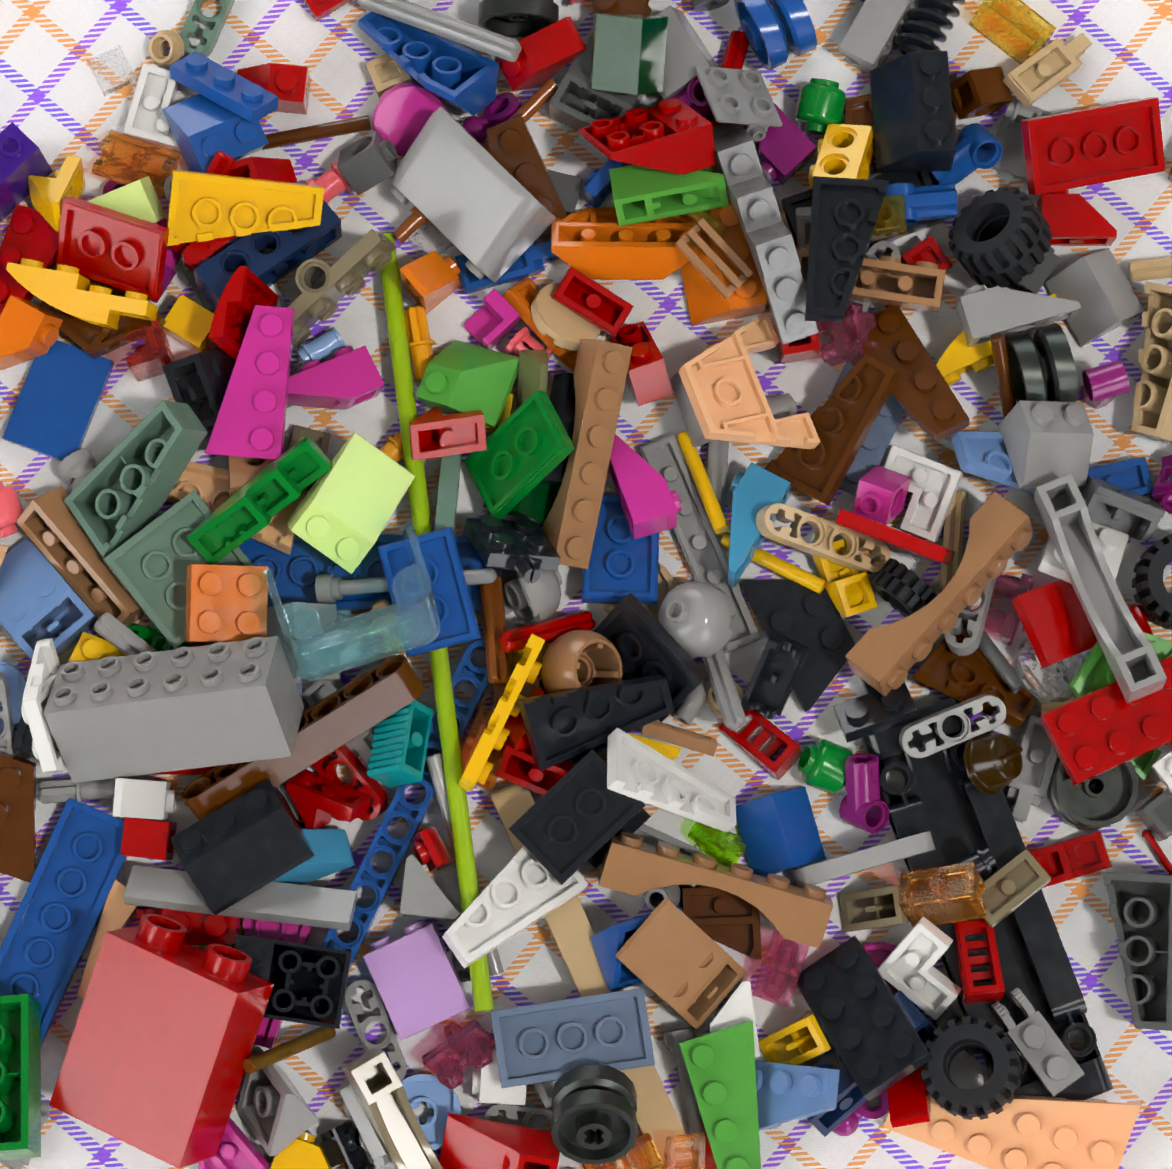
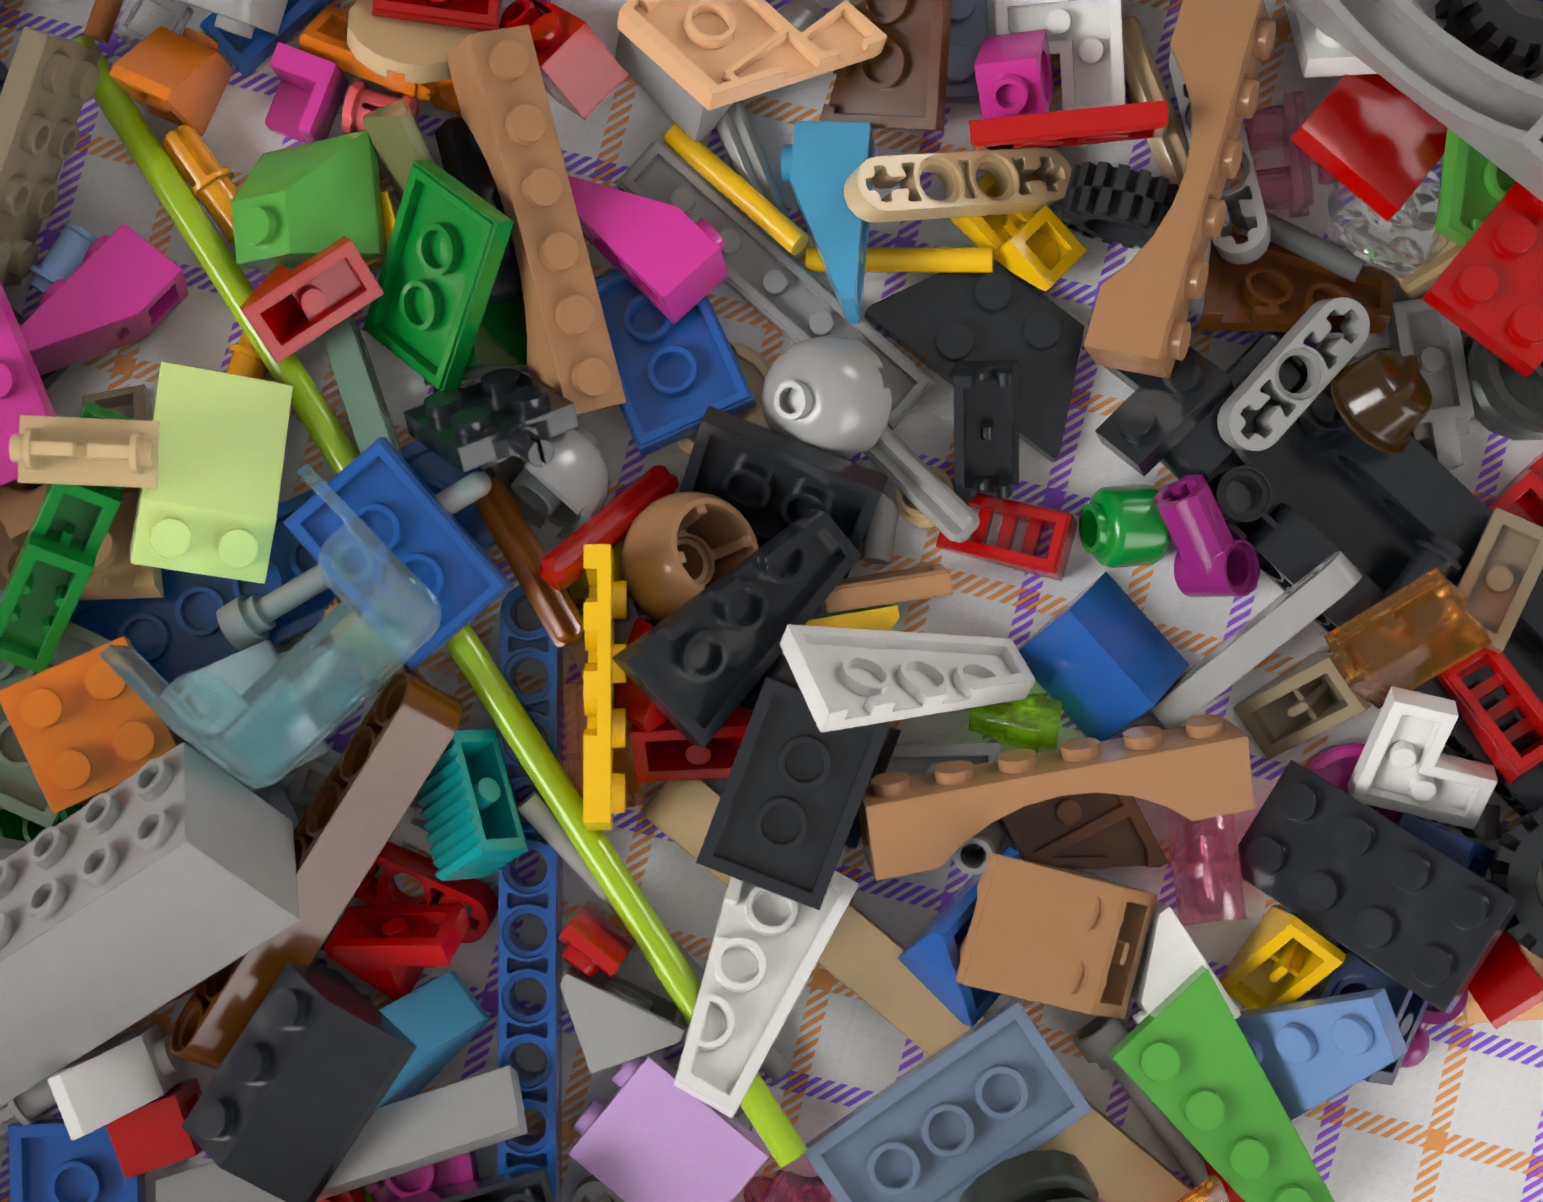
camera: 20 degrees left, 5 degrees up
(299, 463) = (86, 451): none -> tan hinge

